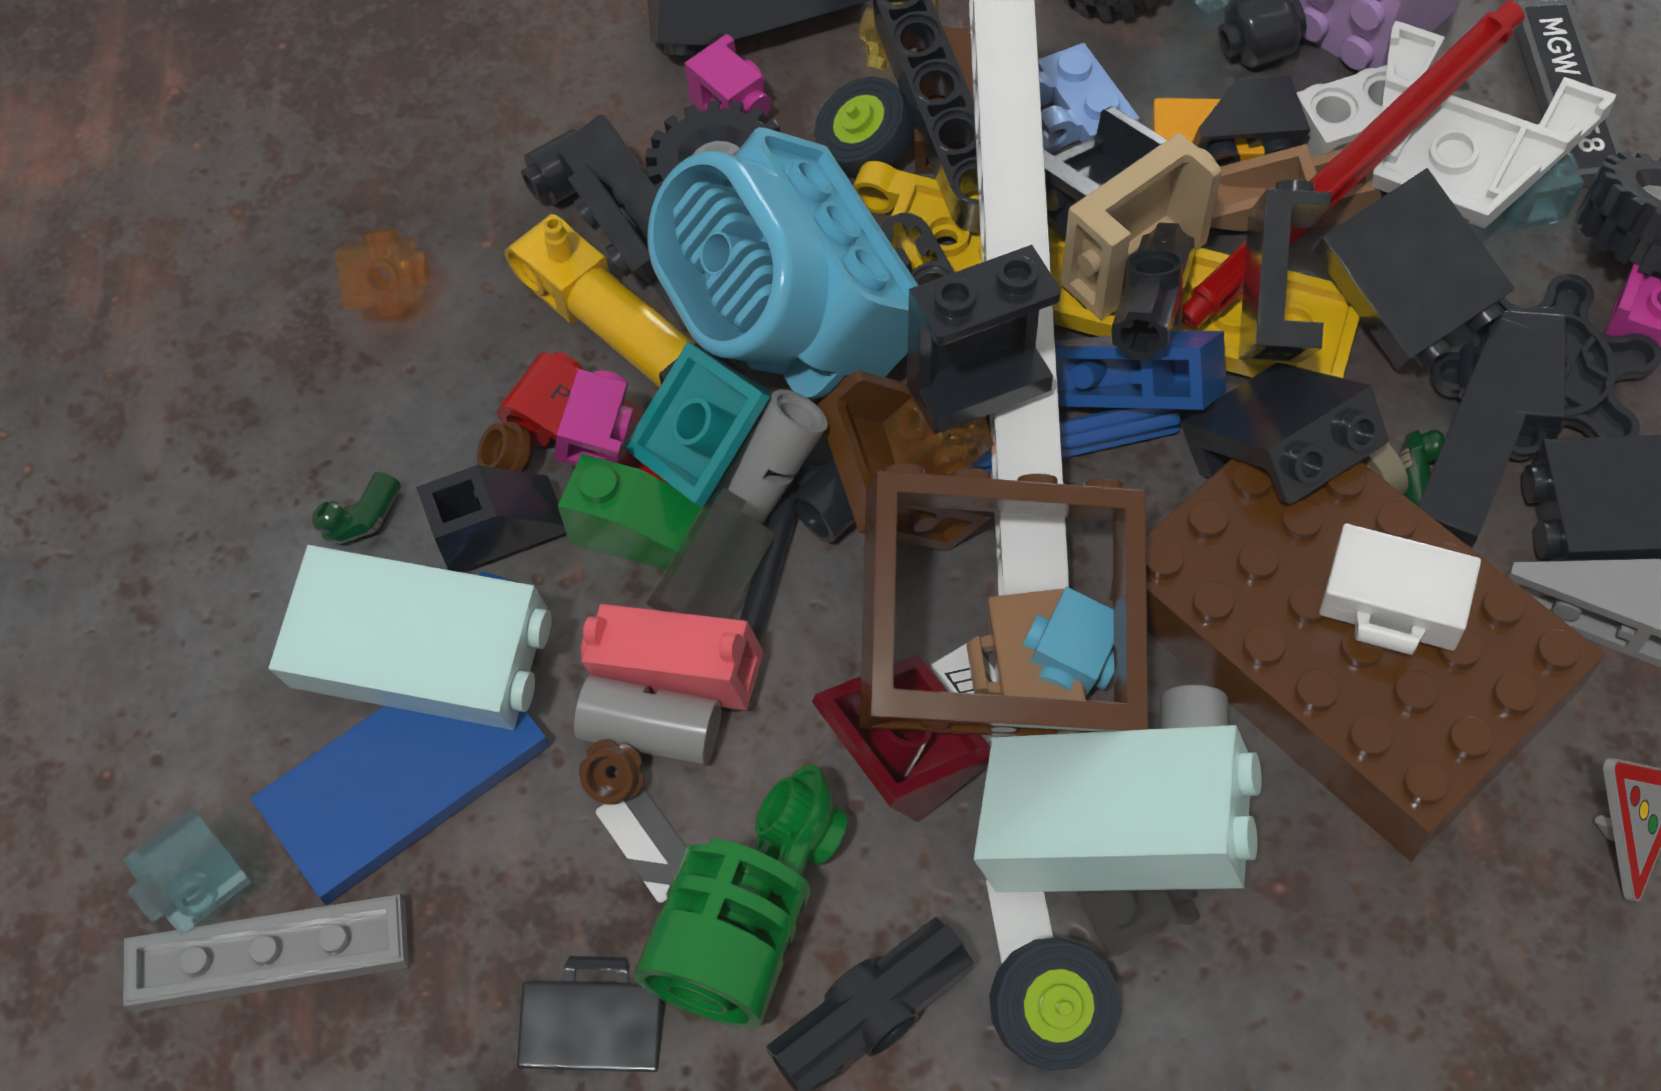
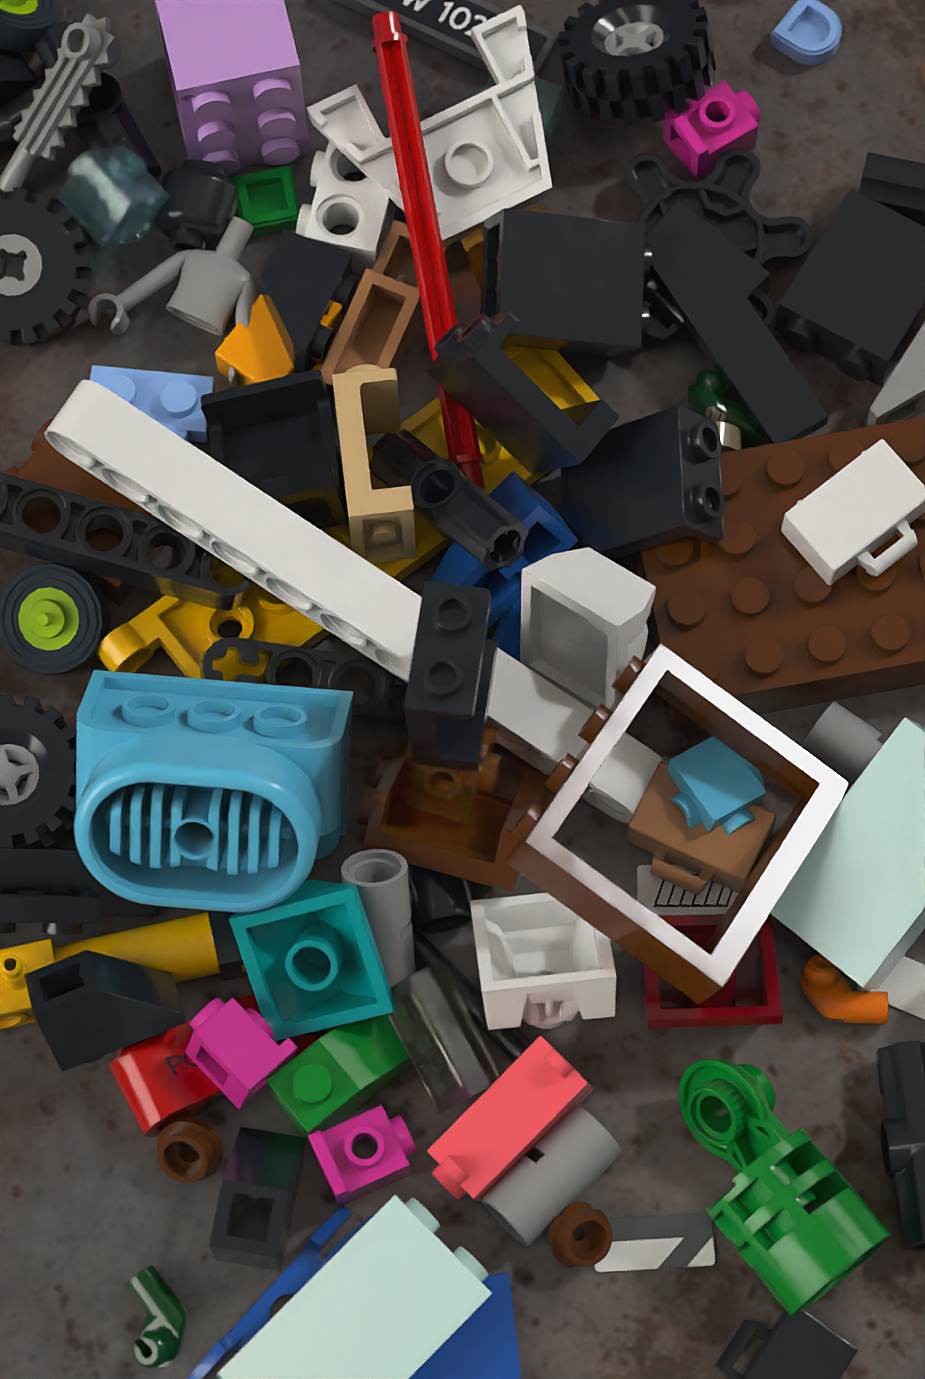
camera: 60 degrees left, 10 degrees up
(555, 571) = (353, 1177): none -> dark pink brick
(566, 306) = (100, 1005): none -> black slope
(809, 587) = (540, 963): none -> white brick
(960, 870) = (836, 999): none -> orange arm
(1143, 440) = (583, 622): none -> white brick
(1201, 72) = (208, 289): none -> light grey piece
(1312, 66) = (268, 200): none -> green tile

